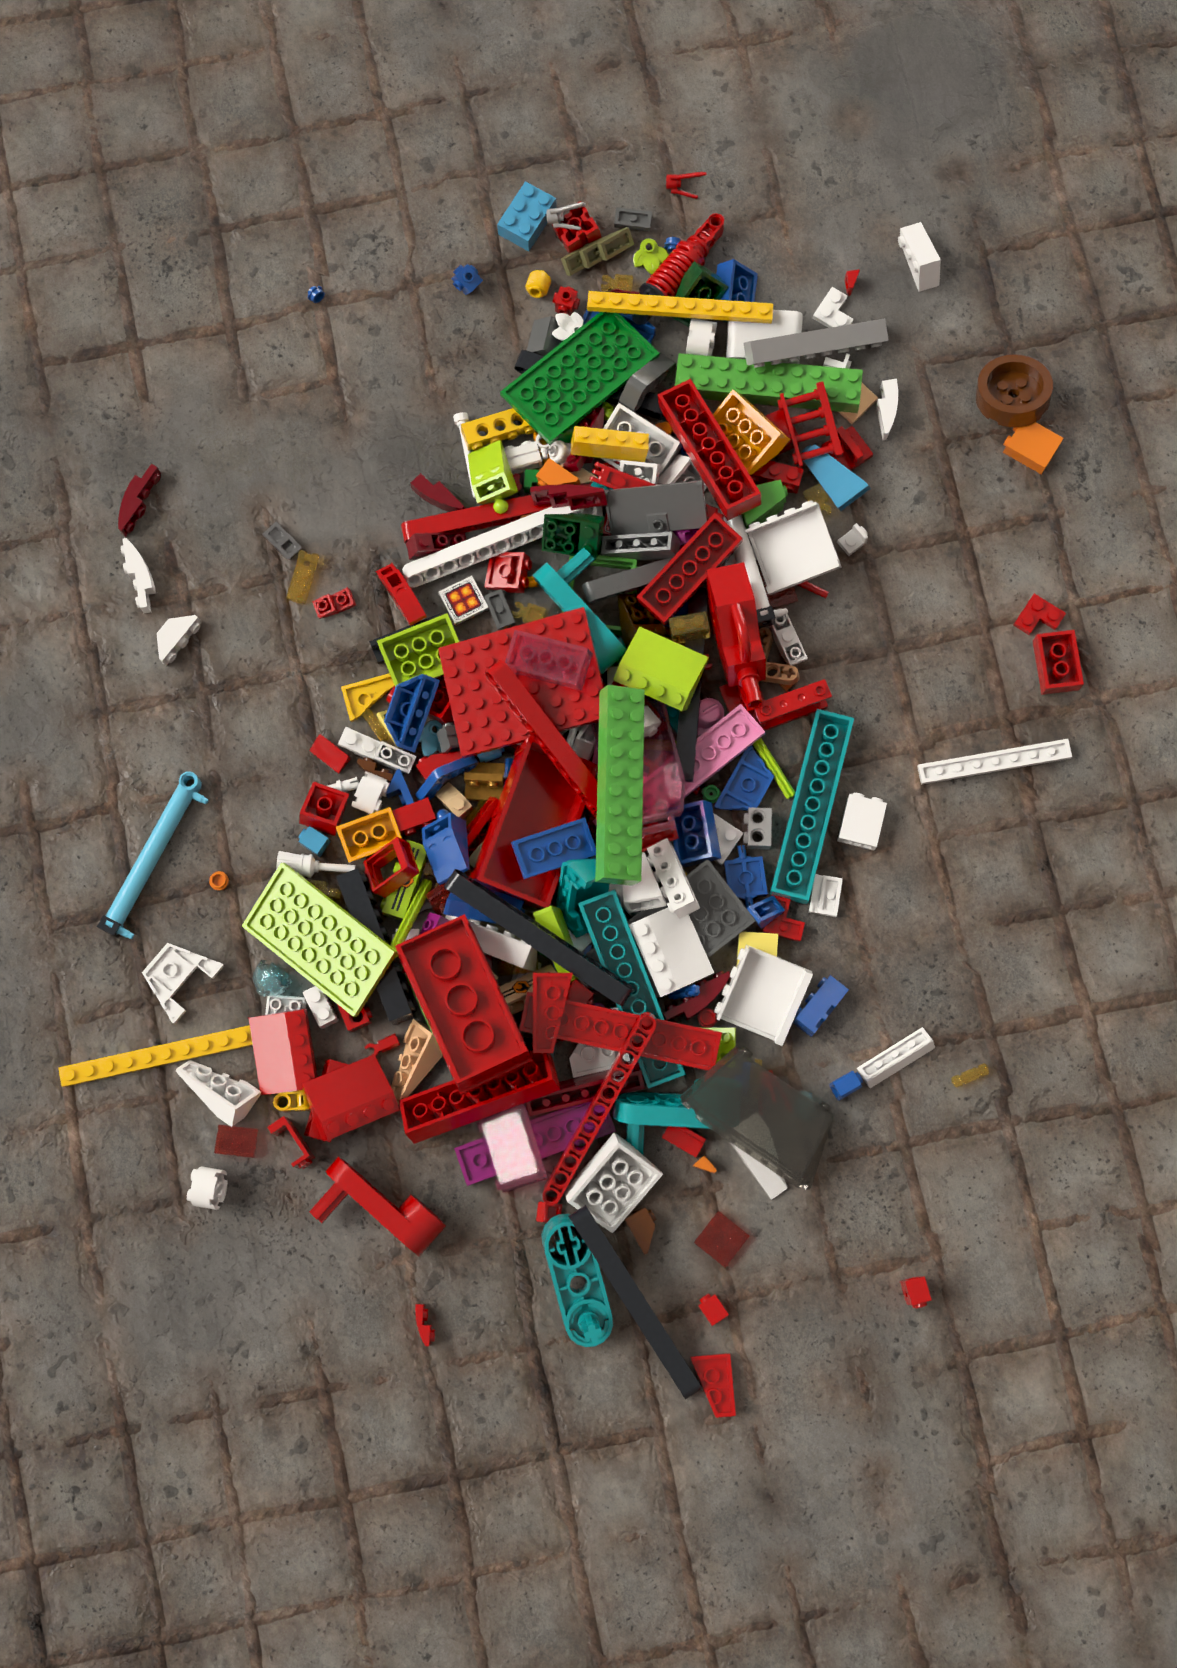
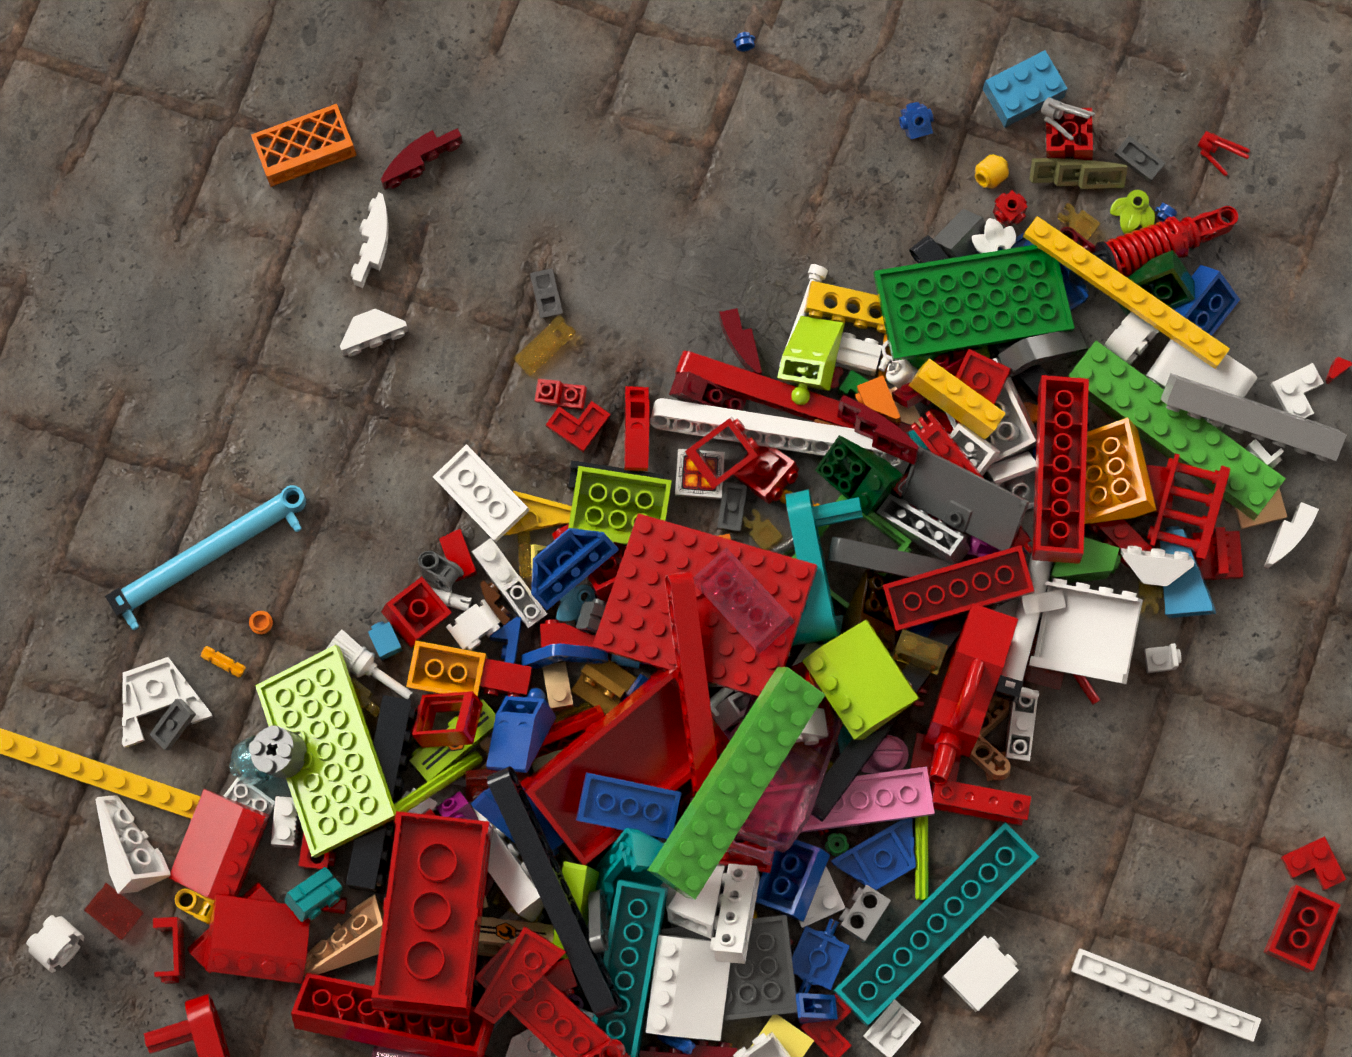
camera: 25 degrees right, 0 degrees up
(59, 546) = (309, 161): none -> orange fence
(199, 986) = (172, 724): none -> dark grey plate
(208, 923) = (223, 661): none -> light orange axle
(285, 959) = (278, 752): none -> brick
(320, 701) = (481, 493): none -> white plate
(325, 770) = (443, 571): none -> dark grey piece
(361, 621) = (578, 431): none -> red plate
(371, 1043) = (314, 894): none -> teal brick
(462, 591) = (703, 465): none -> red window
(581, 939) = (598, 921): none -> dark grey beam
(617, 417) = (983, 375): none -> red plate
(752, 545) = (1043, 601): none -> white sticker
(813, 477) = (1157, 566): none -> white slope

